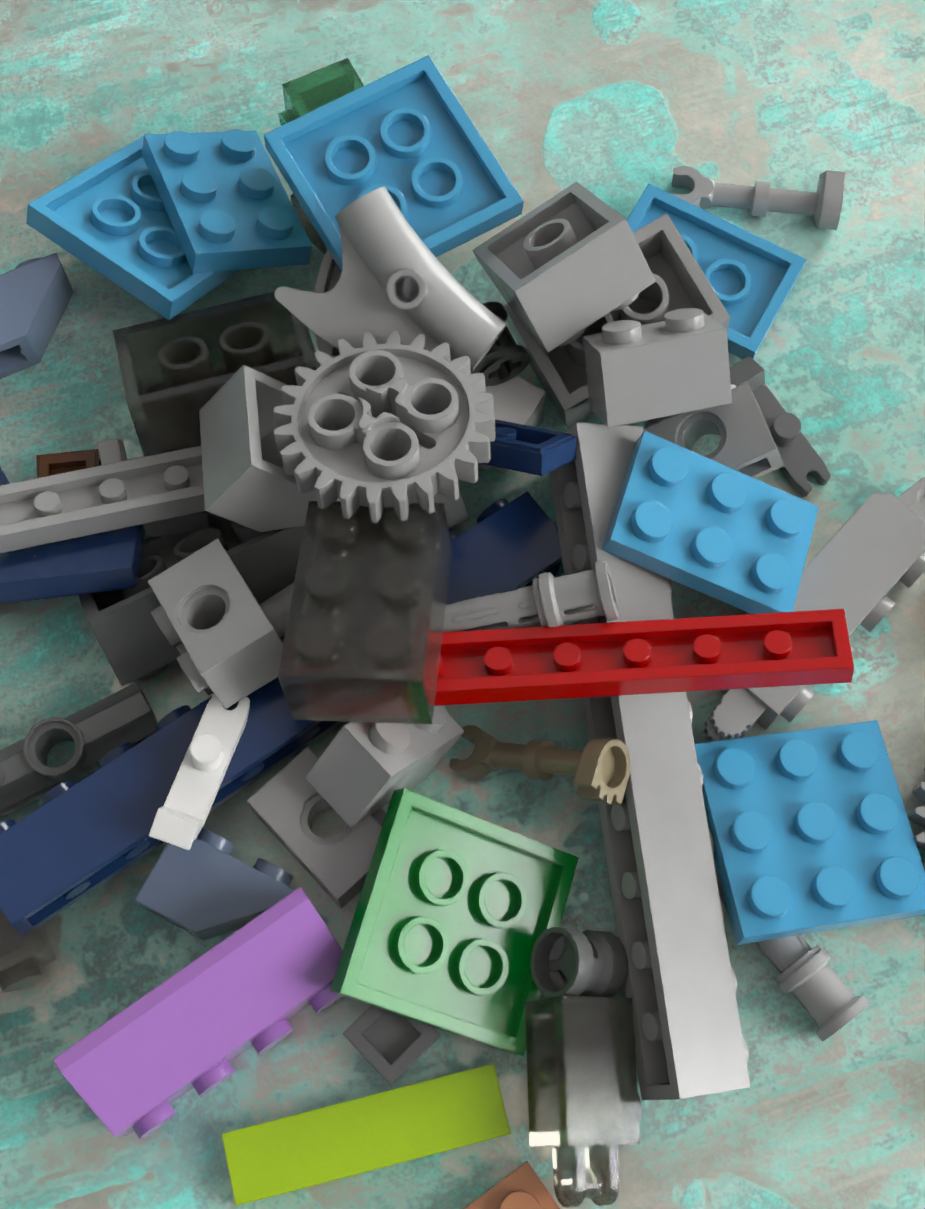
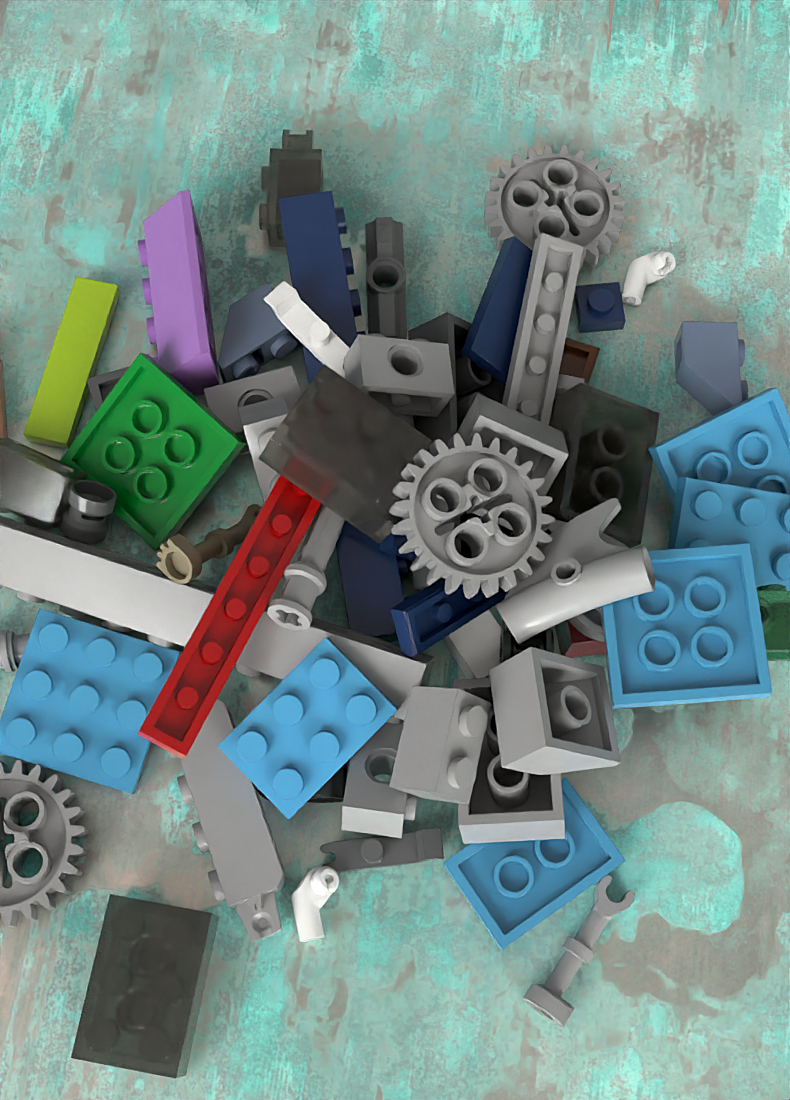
camera: 120 degrees right, 0 degrees up
(867, 477) = (310, 897): none -> white arm

